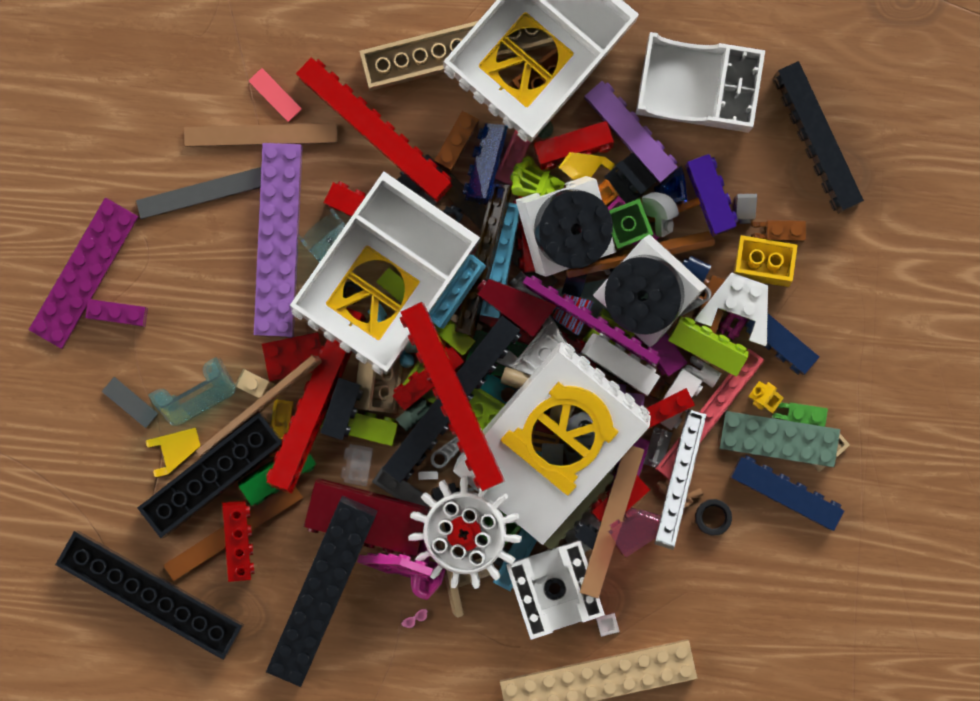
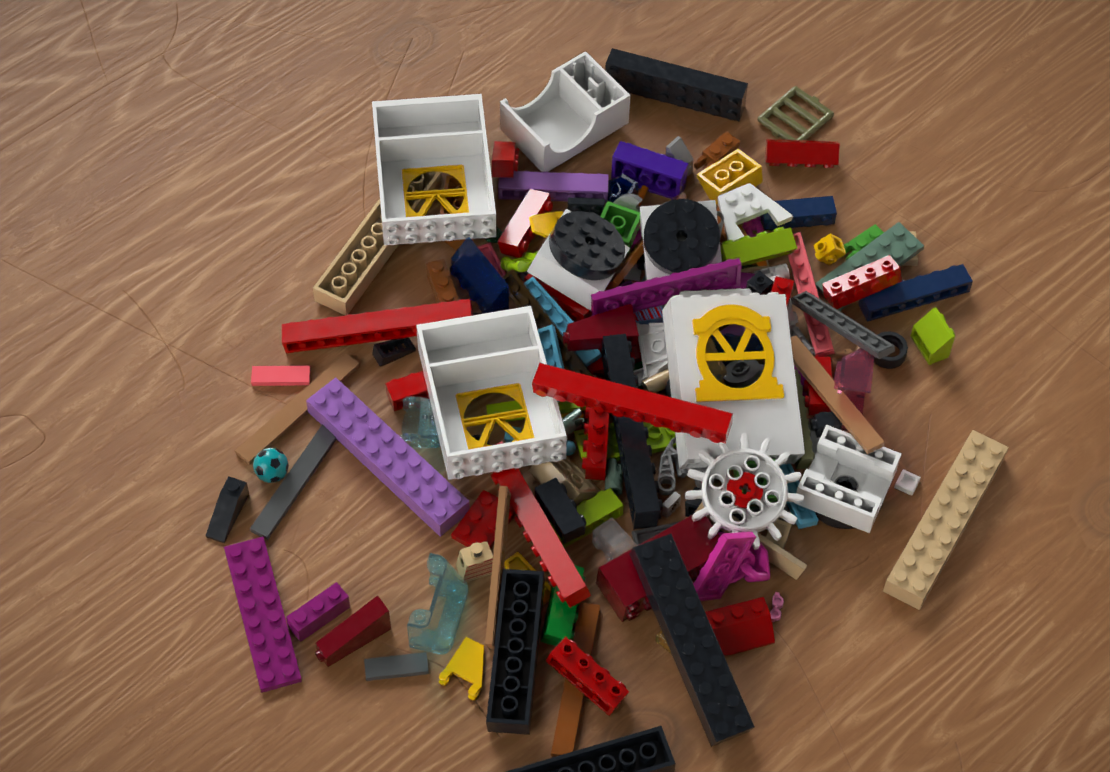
camera: 50 degrees left, 30 degrees down
(121, 353) = (354, 632): none -> dark red slope
(133, 170) = (227, 508): none -> black slope
(193, 167) = (270, 465): none -> teal piece
(371, 161) = (384, 357): none -> black slope
(373, 608) = (742, 626): none -> red slope
(614, 76) = (504, 159): none -> red brick
(669, 381) = (760, 284): none -> black brick
(748, 452) = (862, 282): none -> red brick
(752, 542) = (933, 336): none -> lime slope
(844, 294) = (802, 152): none -> red brick
(892, 278) = (785, 99): none -> olive bar

